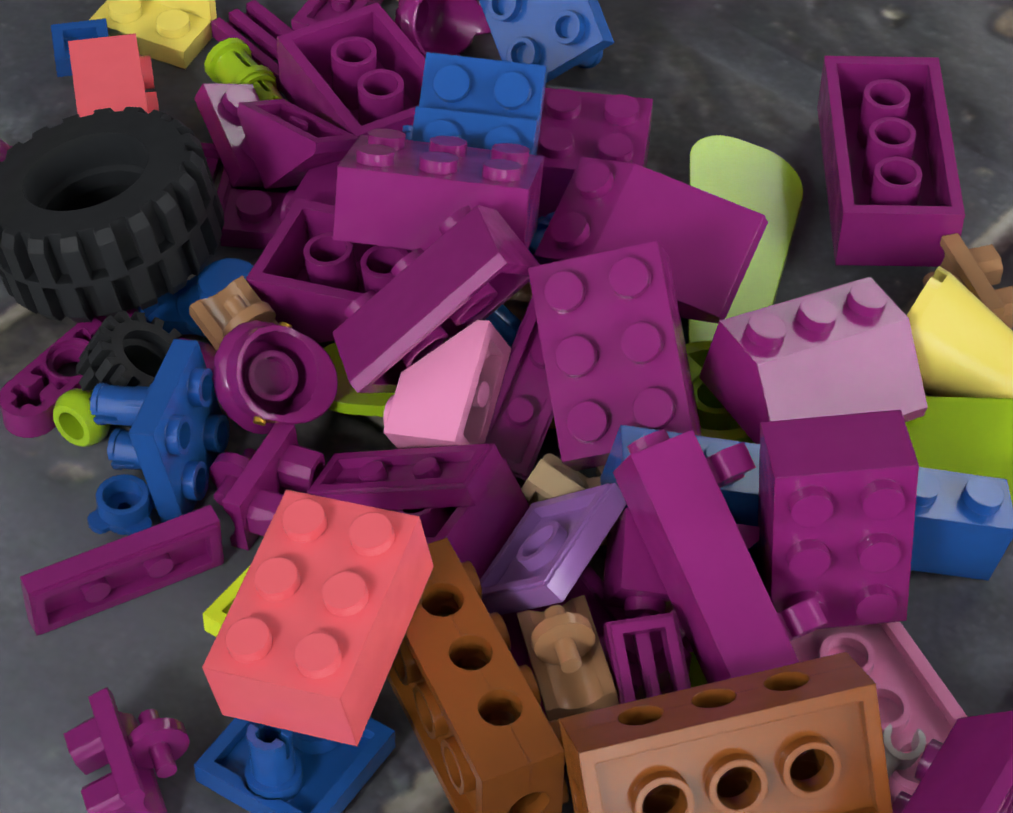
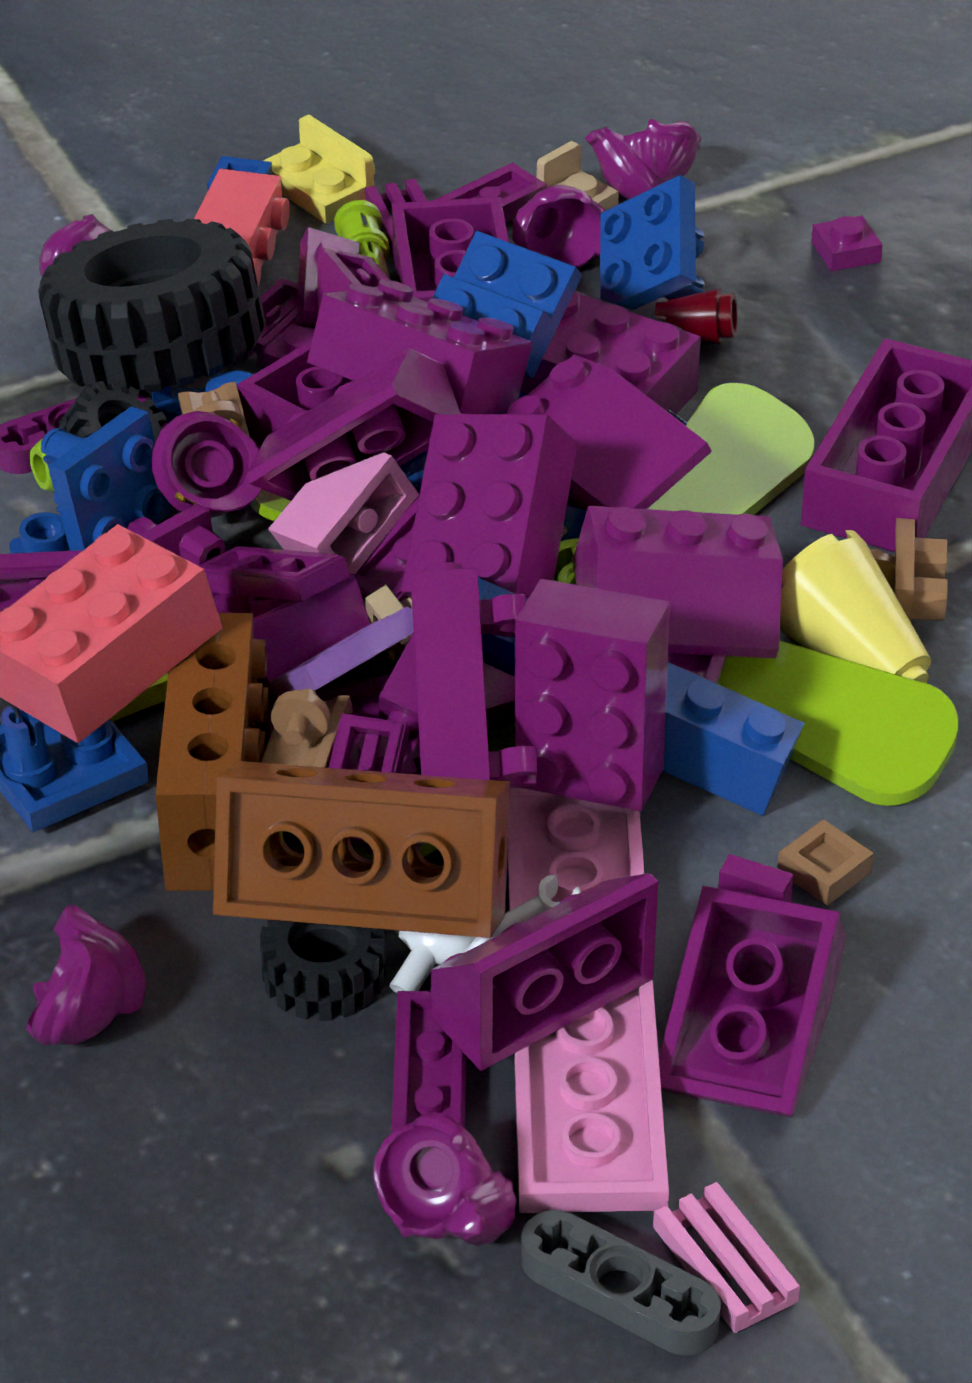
camera: 25 degrees right, 5 degrees down
(618, 71) = (702, 314): none -> dark red cone

